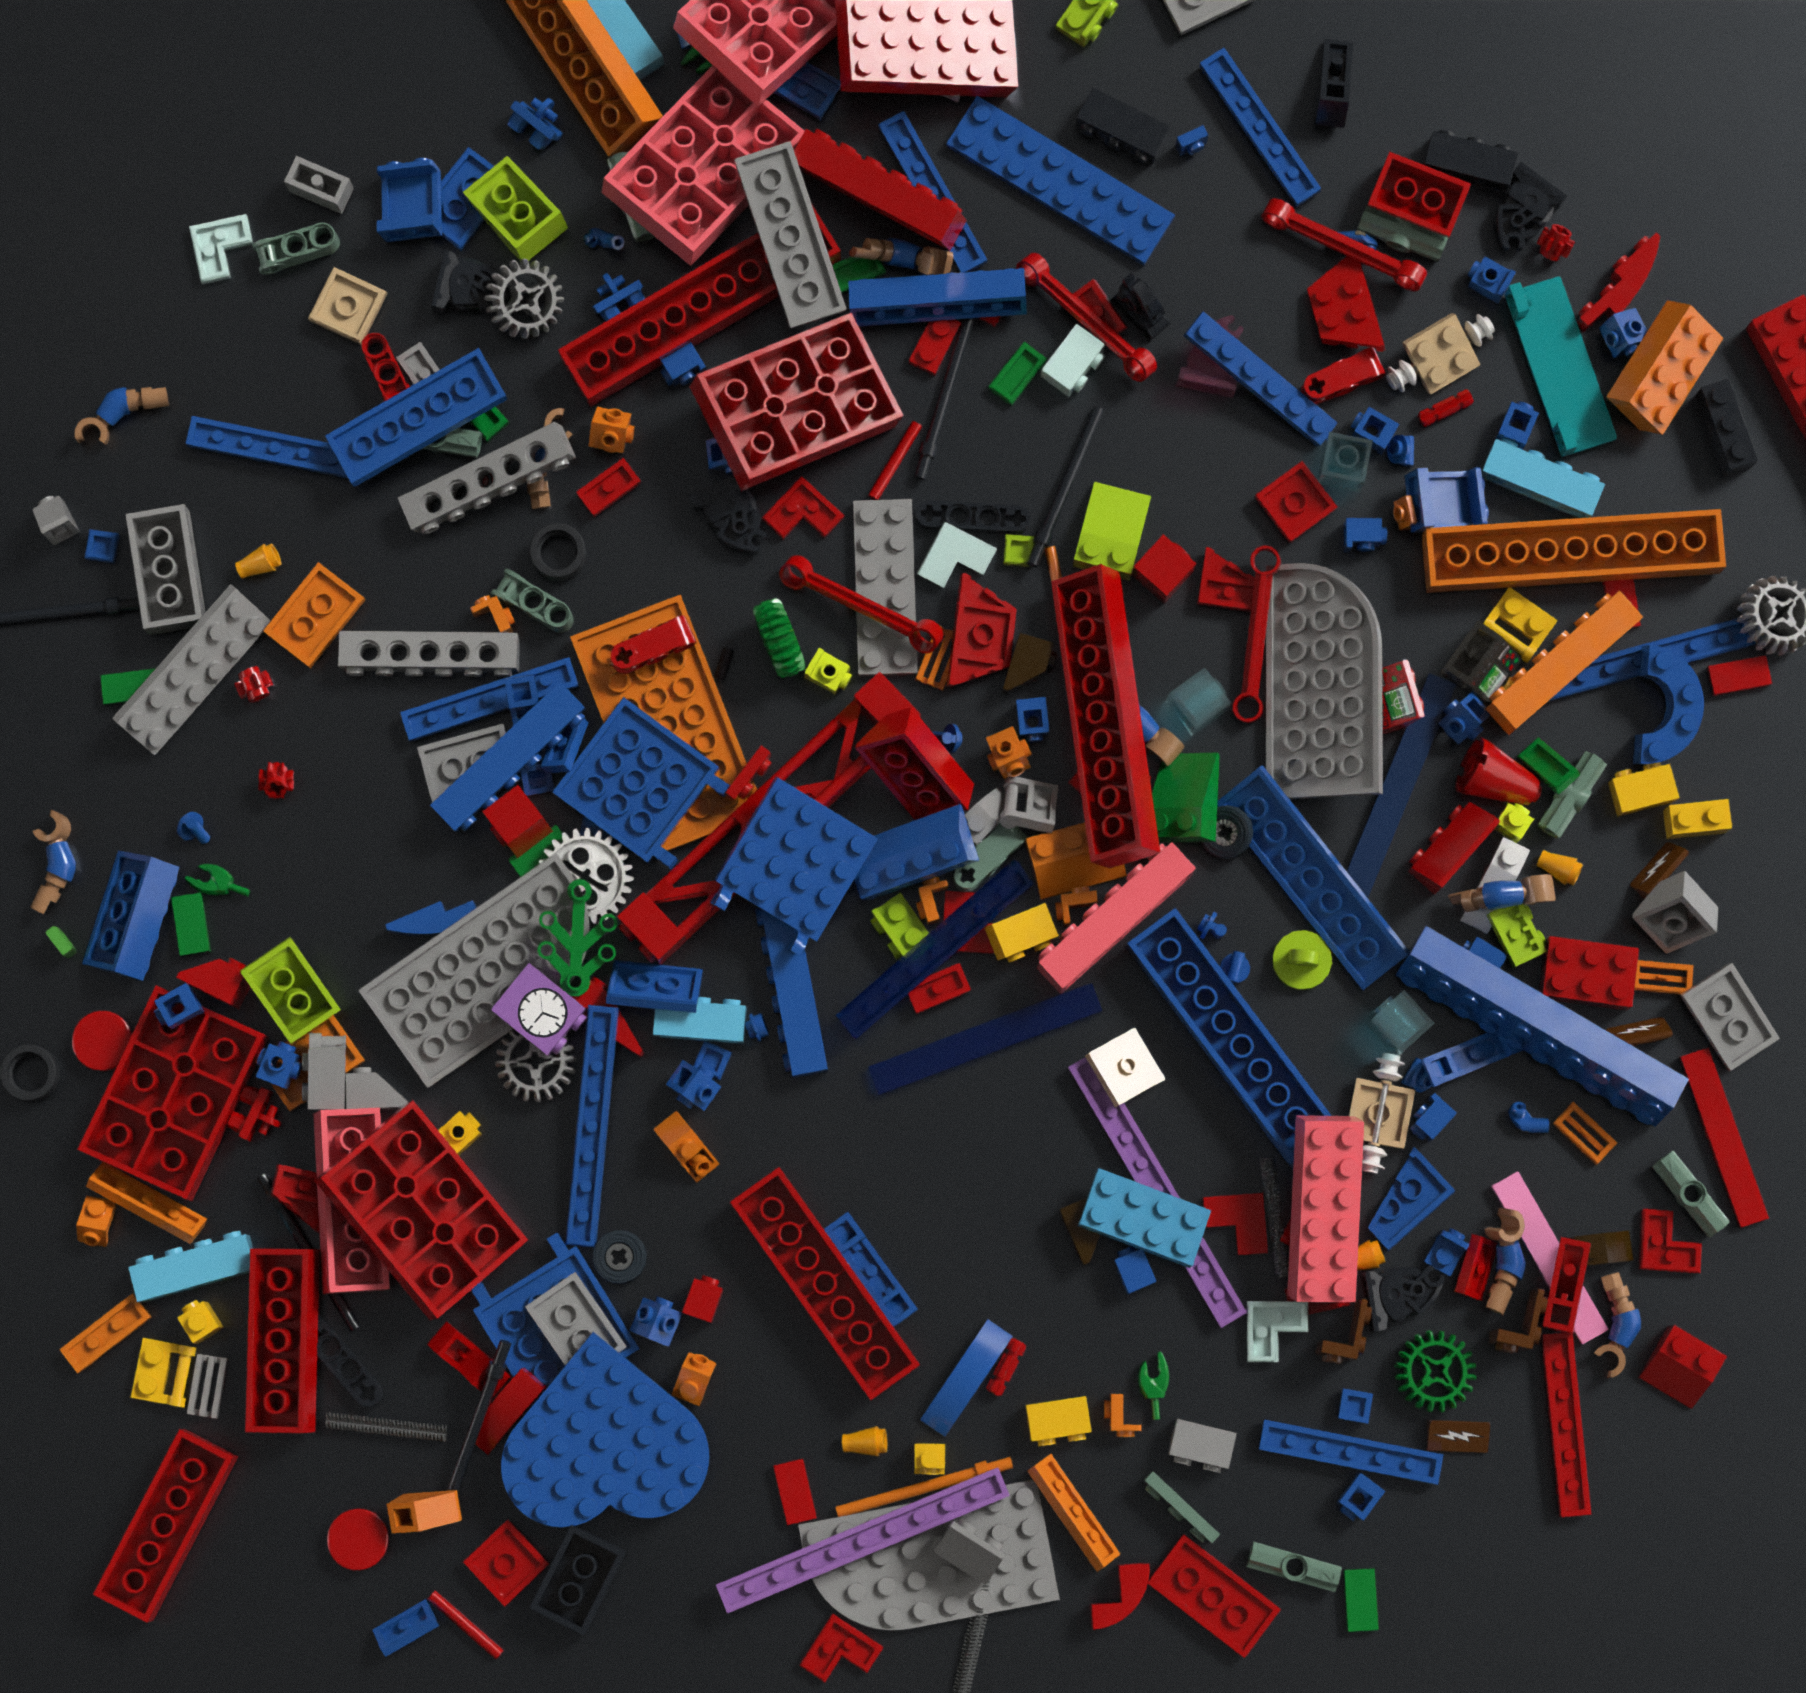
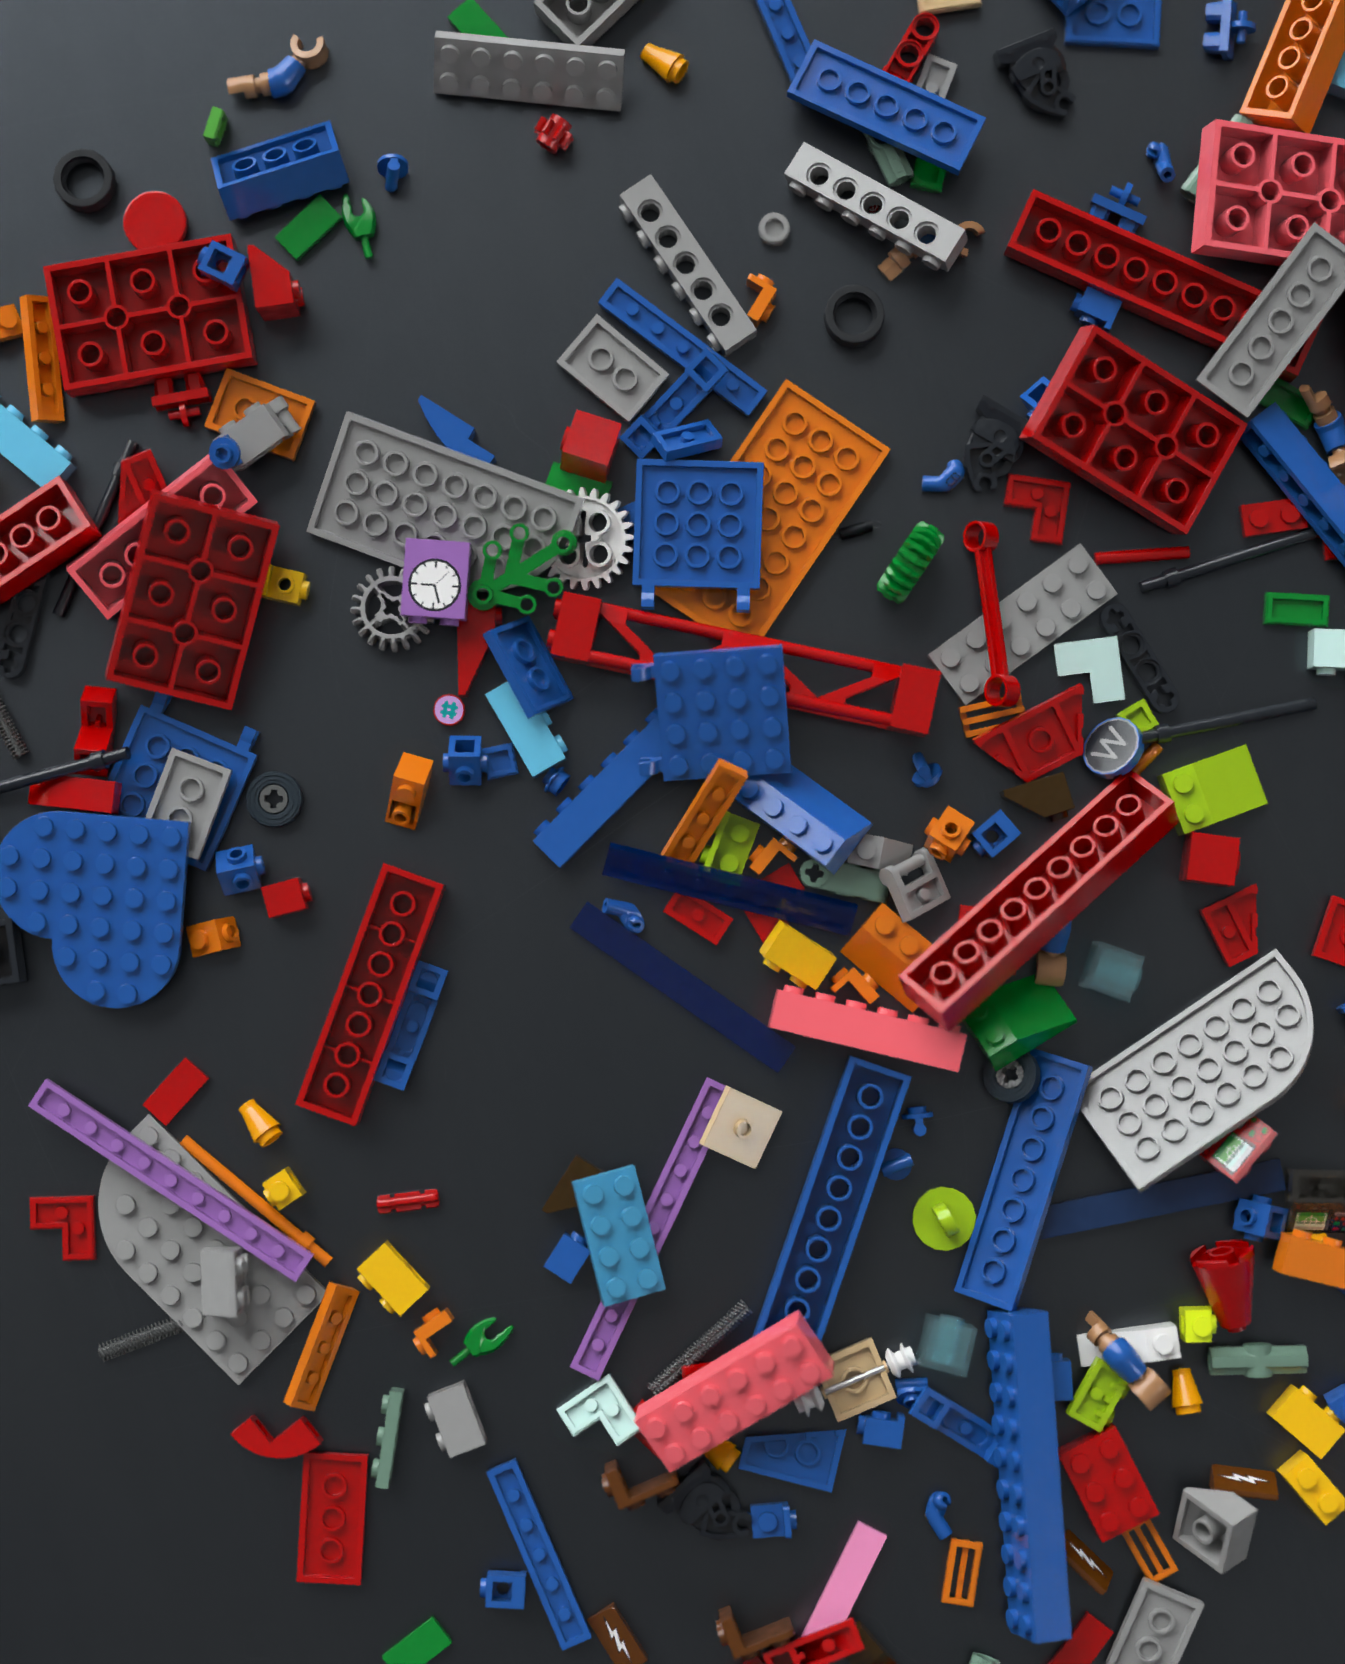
camera: 55 degrees right, 5 degrees up
(268, 1062) = (225, 383): blue brick -> none
(276, 780) = (483, 212): red gear -> none
(290, 990) = (306, 352): lime slope -> none
(314, 615) = (651, 143): orange plate -> none
(326, 1104) = (225, 453): none -> blue plate
(370, 1090) = (269, 485): light grey slope -> none
(447, 567) = (774, 229): none -> light grey tile
(508, 757) = (640, 399): blue brick -> none
(516, 209) = (1134, 65): lime slope -> none
(516, 592) = (794, 304): sand green piece -> none
(517, 289) = (1063, 114): light grey gear -> none
(592, 1126) = (370, 696): blue tile -> none
(608, 487) = (942, 320): red plate -> none
(611, 430) = (994, 286): orange brick -> none
(644, 1072) = (449, 710): none -> tile
(653, 645) = (828, 457): red piece -> none
(734, 567) = (947, 480): none -> blue arm
(756, 766) = (784, 621): red plate -> none
(816, 674) = (911, 613): neon yellow brick -> none
(862, 925) = (705, 811): none -> orange plate
(898, 1043) = (626, 912): none -> blue arm
(915, 765) = (879, 760): red slope -> none
(966, 1378) = (376, 1173): blue slope -> none
(1028, 582) = (1113, 748): none -> tile
(1246, 1214) = (684, 1321): red tile -> none
(1257, 634) = (1208, 981): red piece -> none
(1313, 1572) = (399, 1552): sand green piece -> none
(1355, 1406) = (582, 1530): blue plate -> none
(1426, 1380) = (647, 1579): green gear -> none
(1452, 846) = (1137, 1285): red slope -> none
(1476, 1267) = (776, 1556): red plate -> none
(1510, 1258) = (803, 1581): medium nougat piece -> none
(1548, 766) = (1268, 1321): green tile -> none

